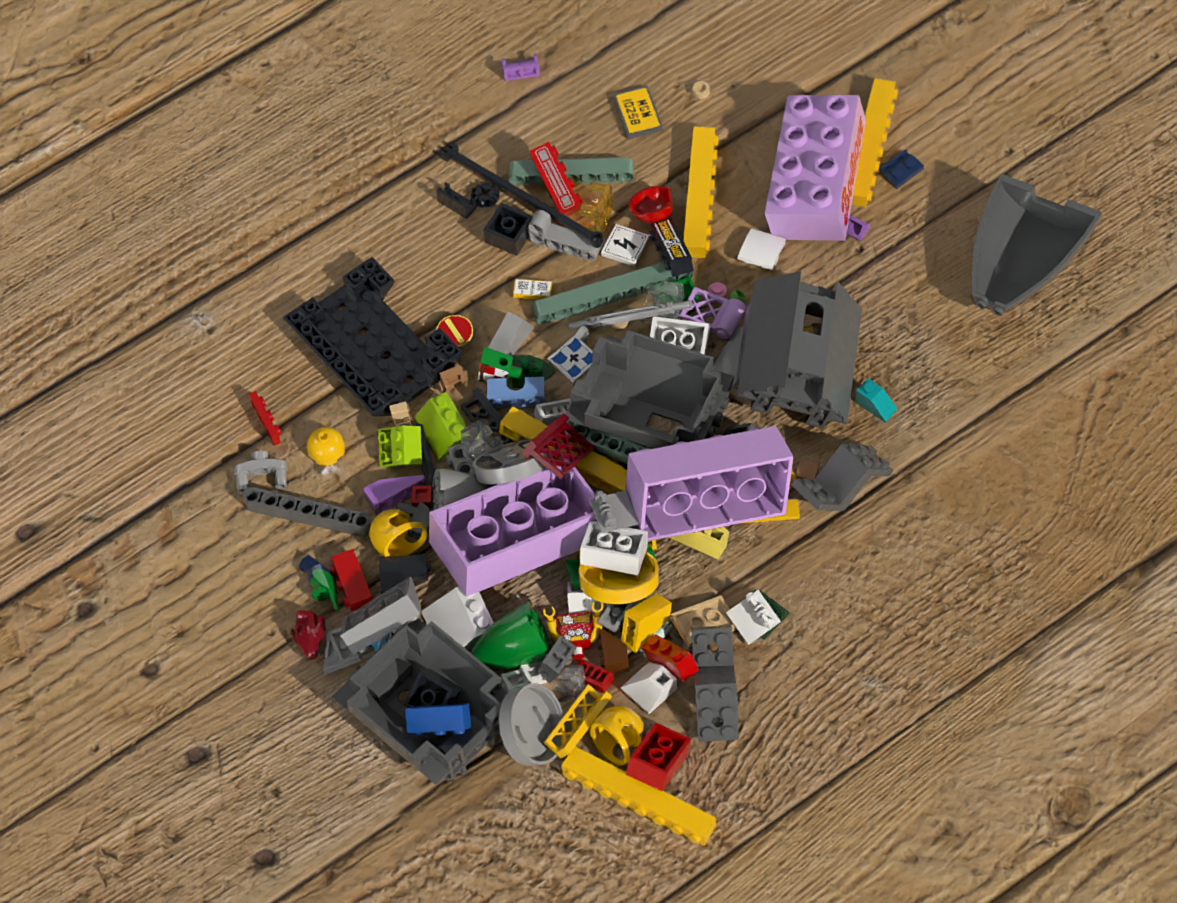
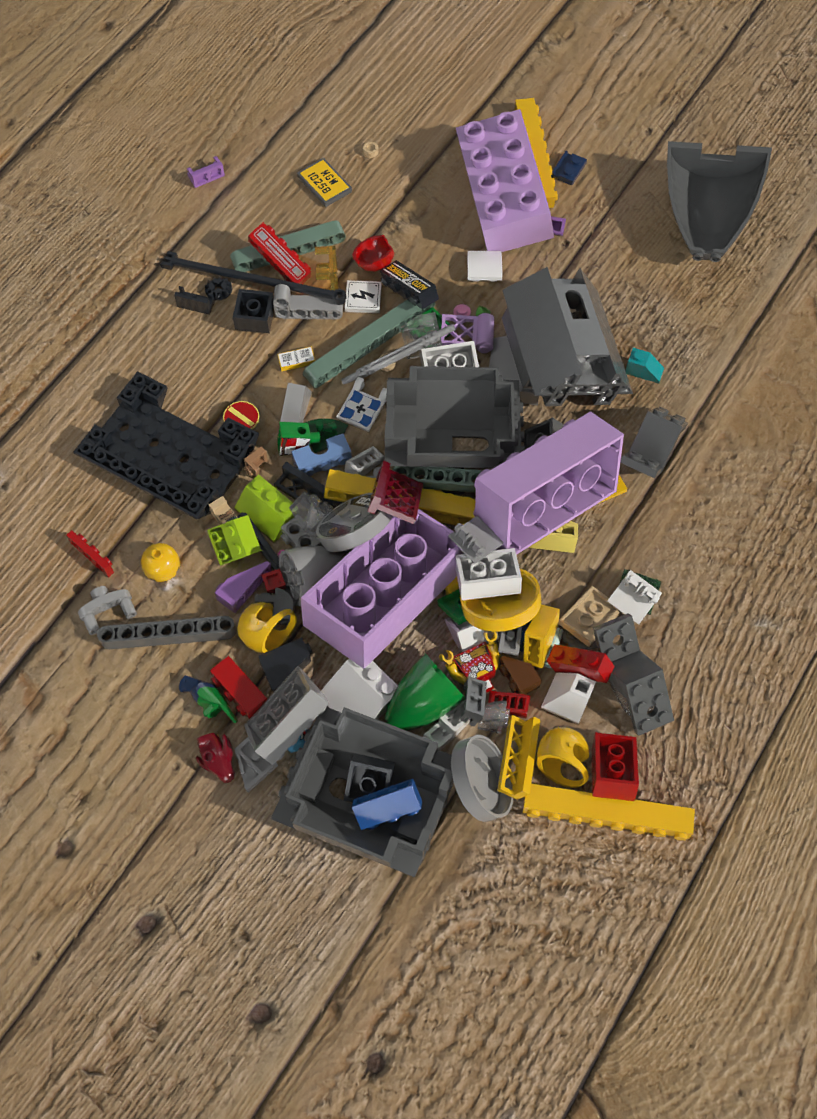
camera: 25 degrees left, 5 degrees up
(699, 191) = (408, 228): yellow brick -> none

